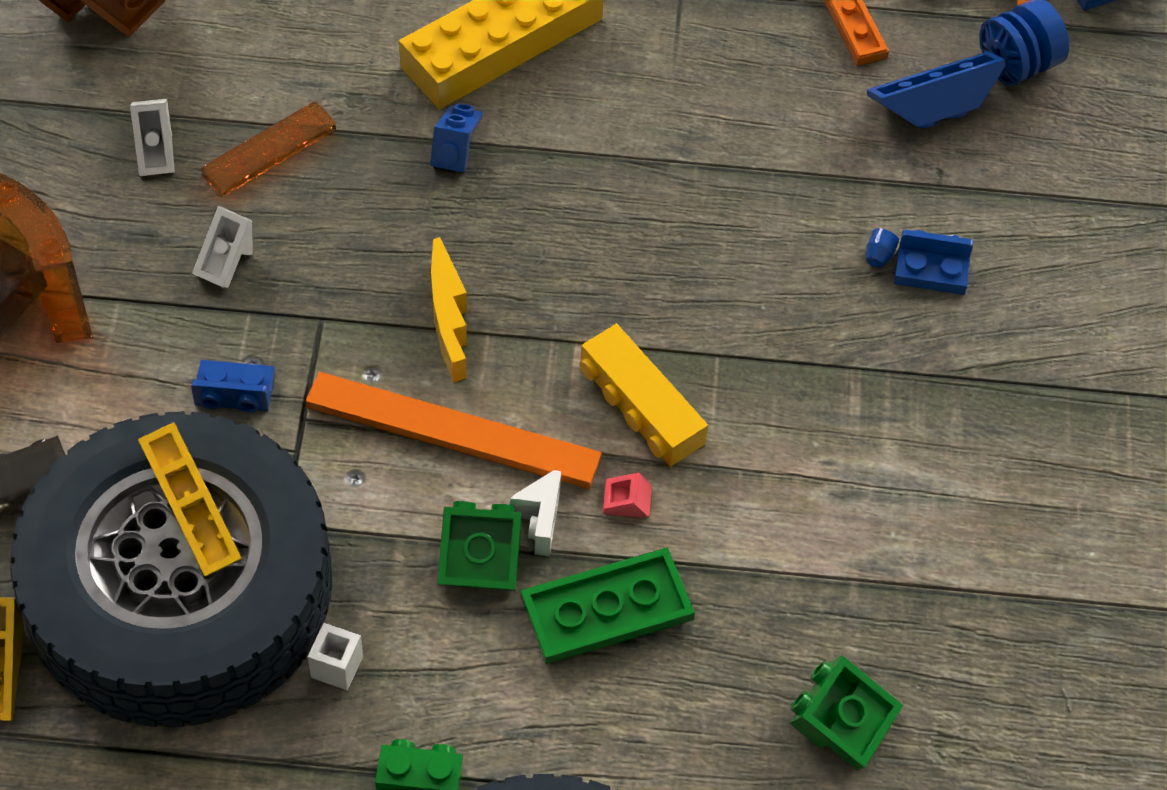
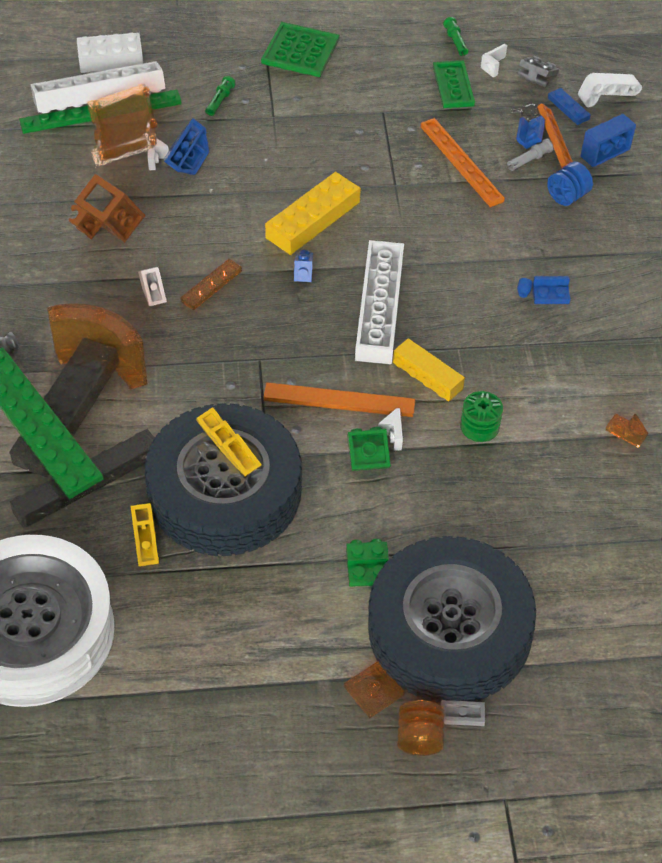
camera: 10 degrees left, 5 degrees down
(225, 243) = (203, 332): white slope -> none
(233, 386) = (226, 394): blue bracket -> none
(335, 656) = (312, 508): white brick -> none
(448, 306) = (322, 345): yellow slope -> none
(581, 238) = (379, 302): none -> white brick
(607, 605) = (436, 466): green plate -> none
(627, 496) = (432, 417): coral slope -> none
(718, 531) = (481, 416): none -> green wheel
(845, 711) = (562, 495): green plate -> none
(941, 91) = (535, 212): blue wedge -> none
(1016, 588) = (630, 431): none -> clear orange slope

